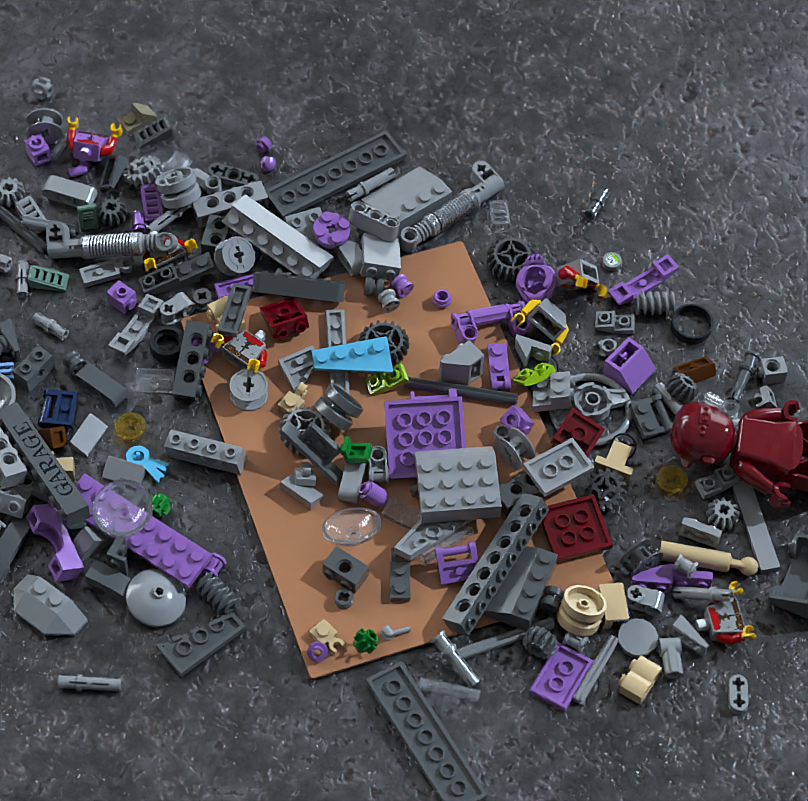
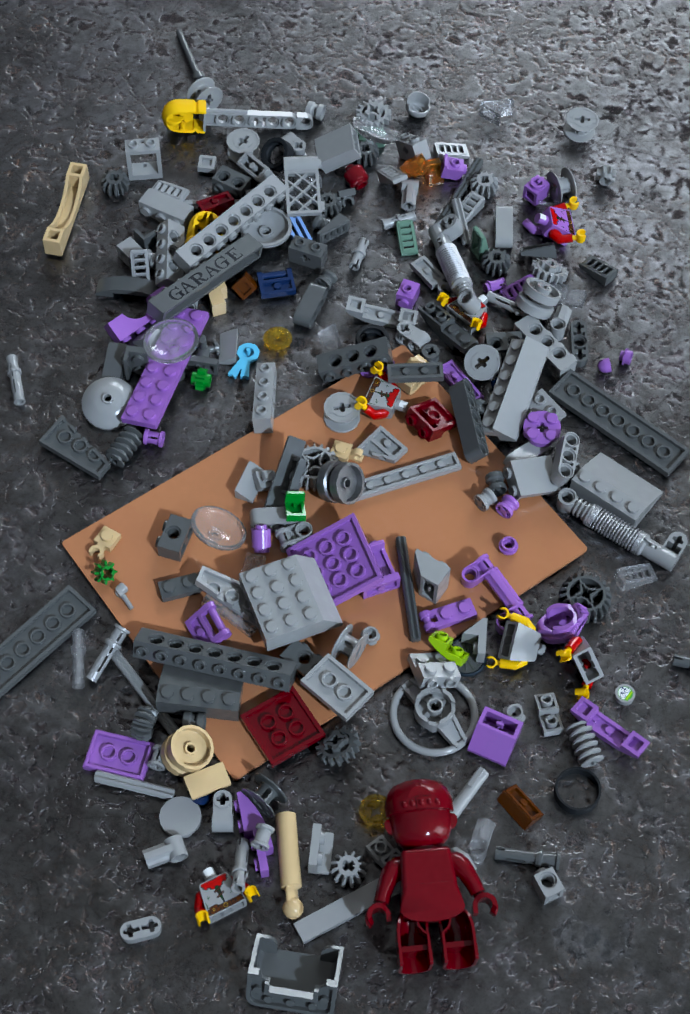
camera: 75 degrees right, 0 degrees up
(47, 607) = (77, 330): light grey wedge -> none
(88, 435) = (257, 311): light grey slope -> none
(138, 118) = (611, 254): dark tan slope -> none
(317, 646) = (84, 537): medium lavender plate -> none
(345, 593) = (145, 540): dark grey bush -> none
(356, 357) = (405, 488): medium azure wing -> none
(364, 187) = (613, 450): light grey pin -> none
(384, 382) = (394, 520): lime slope -> none
(392, 332) = (440, 515): dark grey gear -> none
(518, 419) = (384, 642): medium lavender brick -> none
(581, 428) = (390, 704): dark red plate -> none
(617, 458) = (381, 748): tan piece -> none
(640, 679) = (130, 827): tan brick -> none
(646, 419) = (443, 765): dark grey plate -> none
(682, 388) = (486, 793): dark grey gear -> none
(689, 636) = (196, 859): light grey slope -> none
(767, 398) = (509, 887): light grey tile -> none

